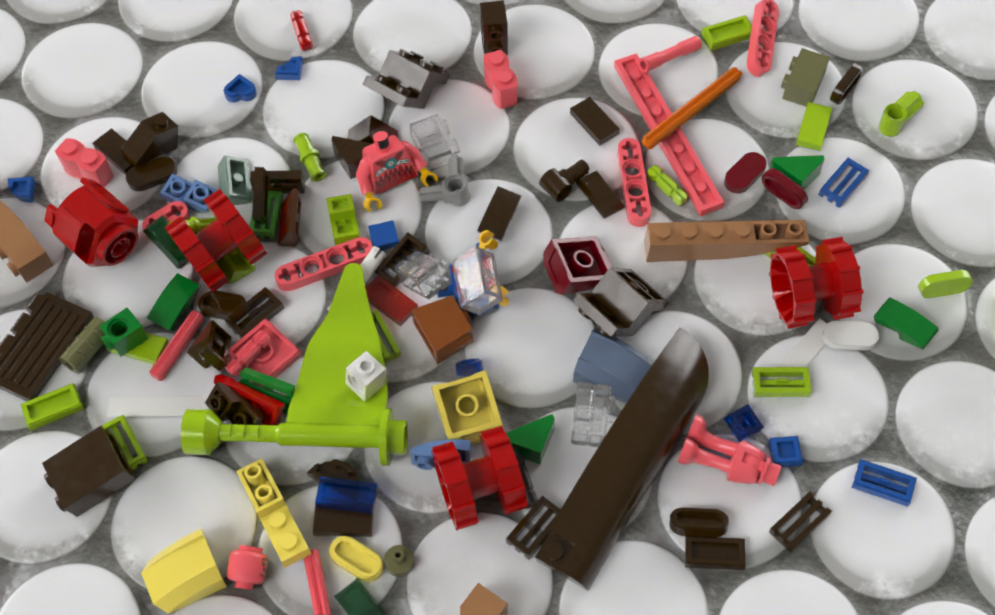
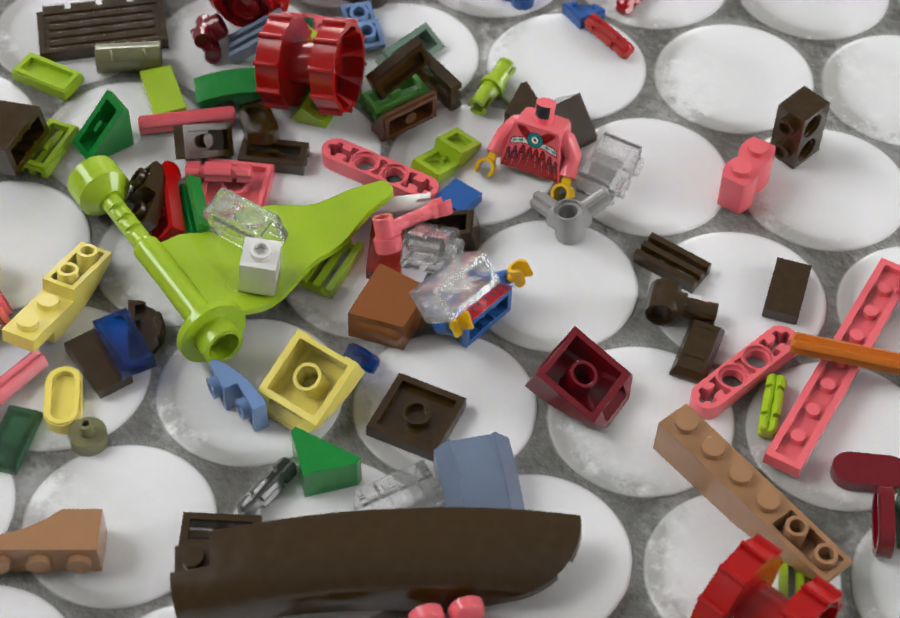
camera: 50 degrees right, 10 degrees down
(110, 284) = (207, 36): none -> dark red plate
(122, 322) = (158, 68): green brick -> none
(141, 255) = (245, 40): none -> sand blue tile
(146, 399) = (106, 129): none -> green slope
(321, 363) = (238, 218): none -> clear brick
(324, 69) = (609, 36): none -> red axle
(392, 292) = (389, 230): none -> coral brick
(407, 78) = (658, 97): bracket -> none
(491, 474) = (203, 421): red piece -> none
(499, 213) = (575, 272): dark brown slope -> none
(526, 157) = (674, 258): none -> dark brown tile
(532, 366) = (416, 416): none -> dark brown tile
(620, 303) = (562, 442): bracket -> none

